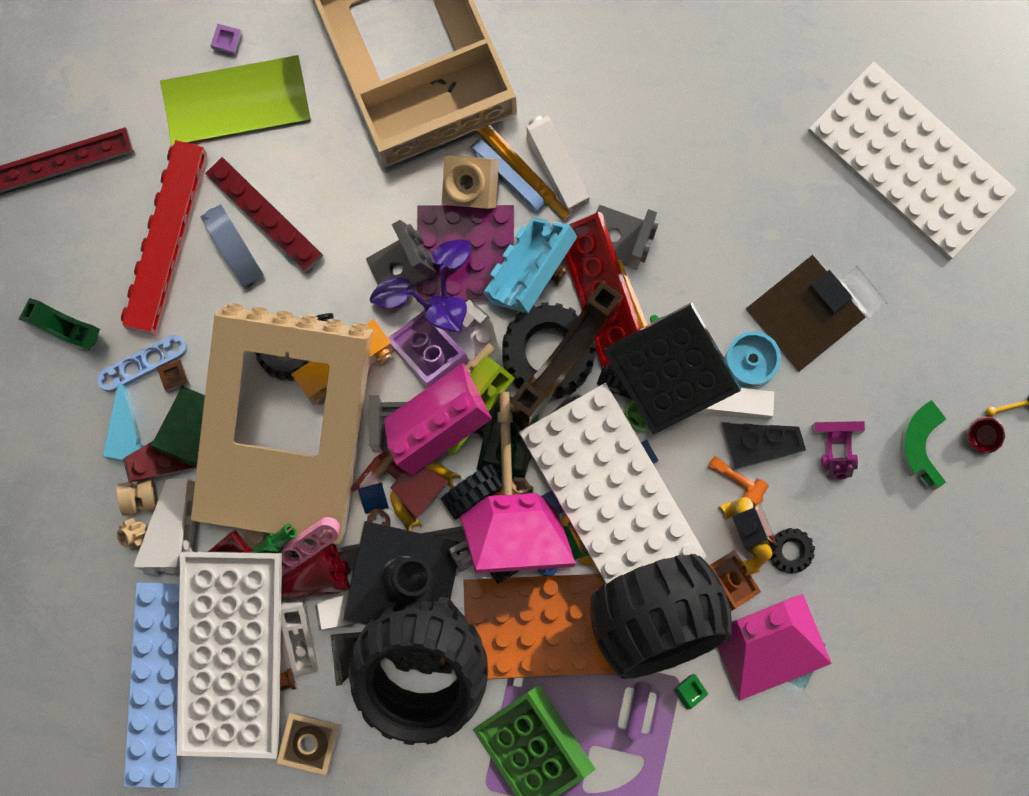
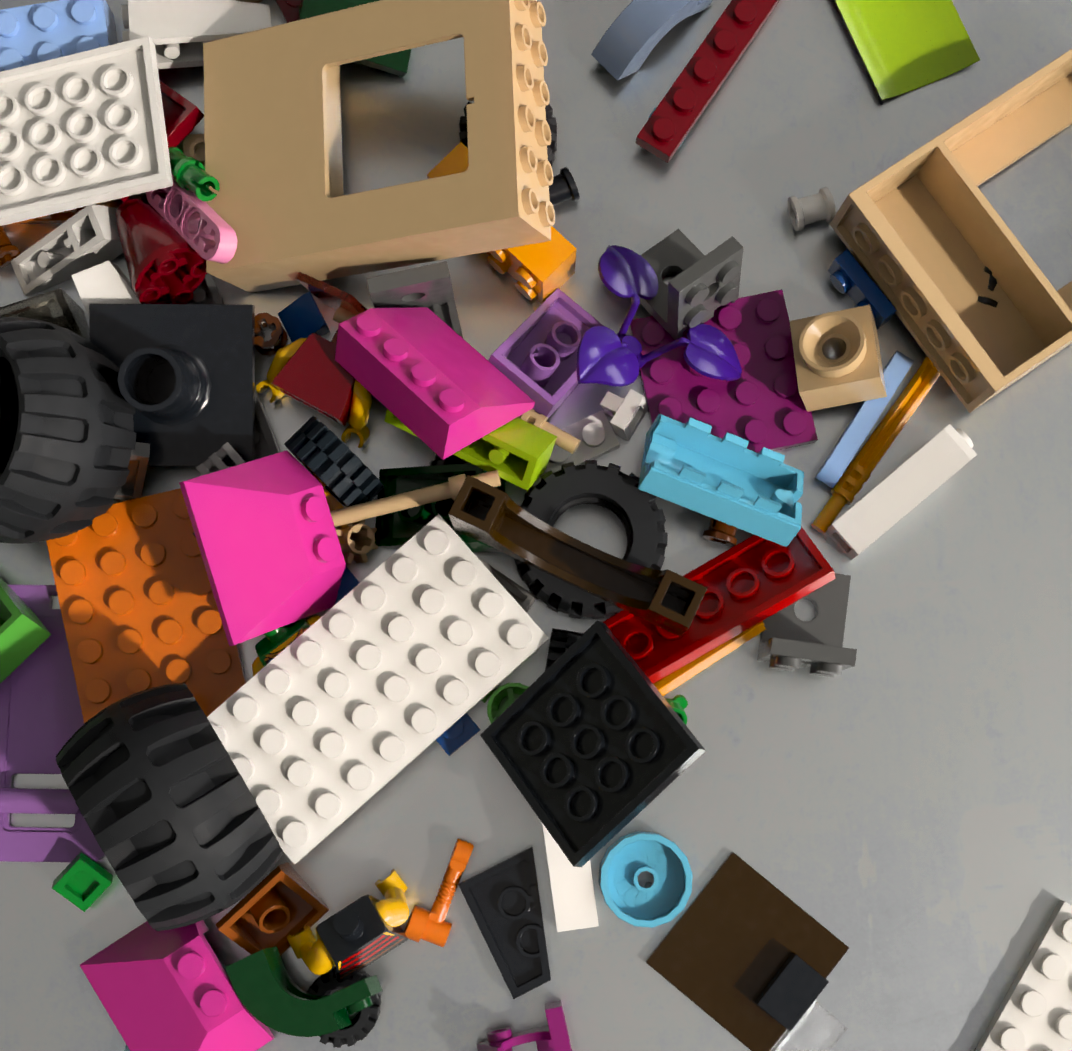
camera: 80 degrees right, 0 degrees up
(371, 177) = (811, 208): none -> white bush
(420, 163) = (851, 279): none -> blue plate
(782, 584) = (281, 1005): none -> dark green arch

